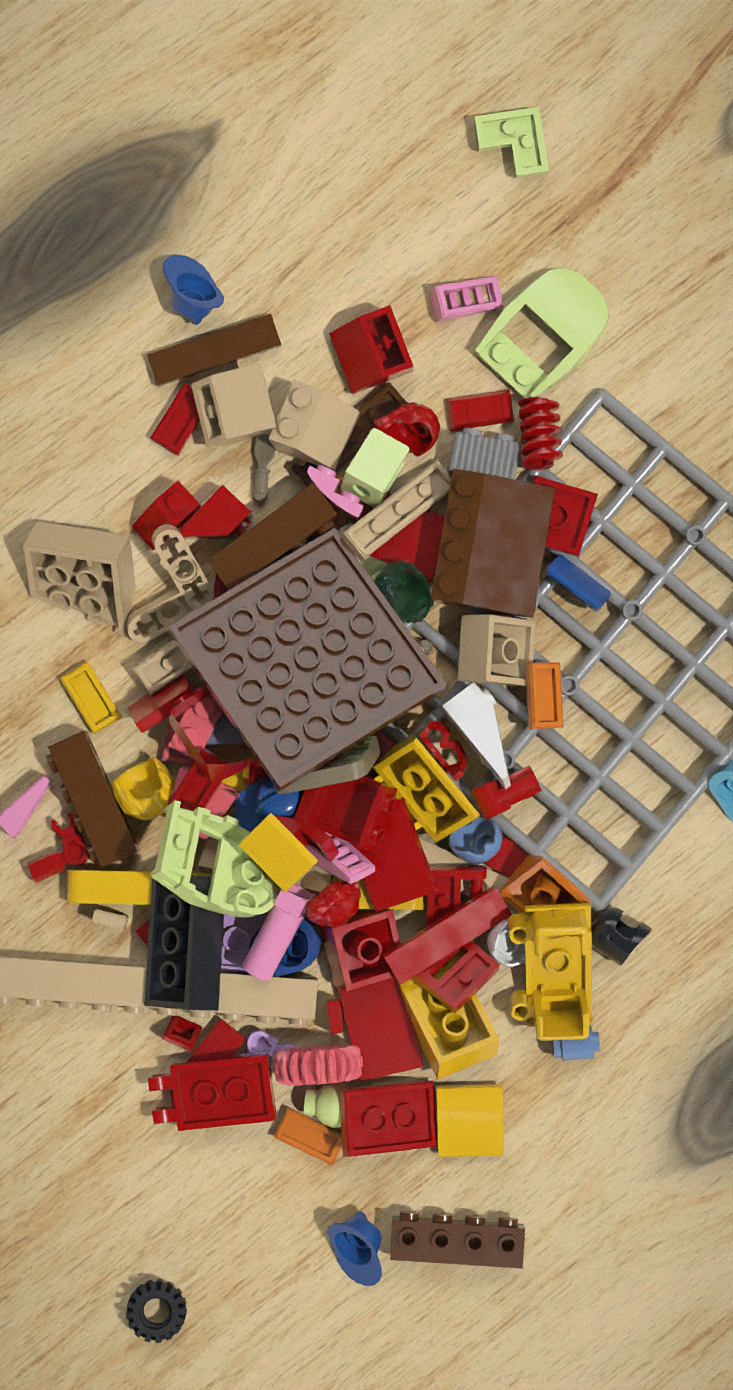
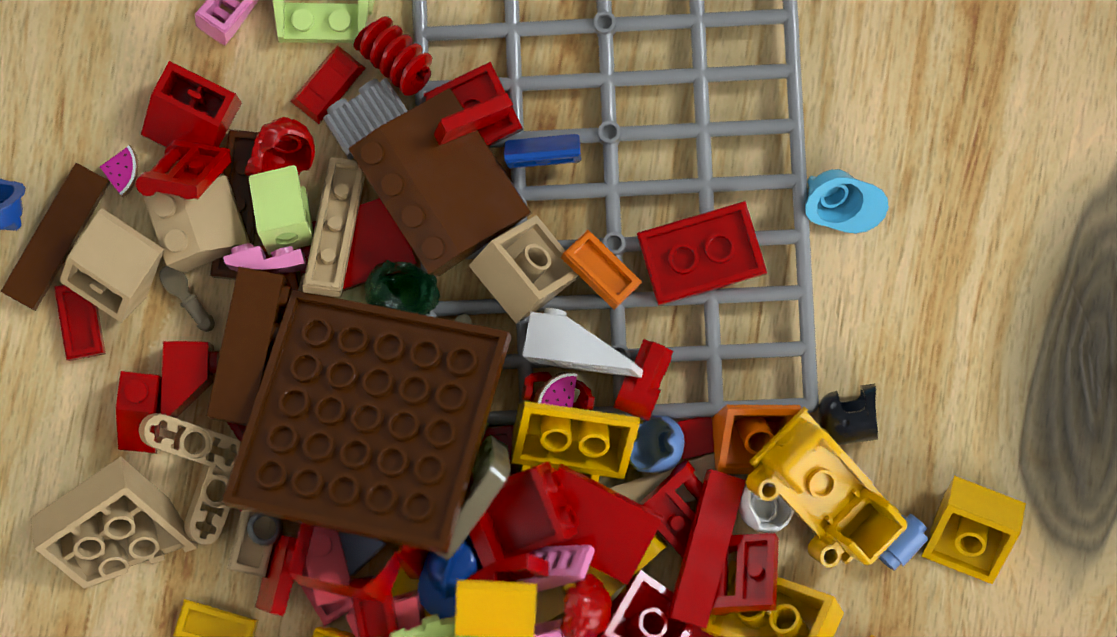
camera: 40 degrees left, 5 degrees down
(170, 672) = (264, 542): none -> dark grey piece
(295, 346) = (122, 170): none -> dark pink tile
(337, 394) = (184, 170): none -> red plate
(444, 748) = (558, 390): none -> dark pink tile
(551, 523) = (473, 118): none -> red tile
(618, 744) = (701, 253): none -> red tile
(629, 1079) = (974, 530): none -> yellow slope

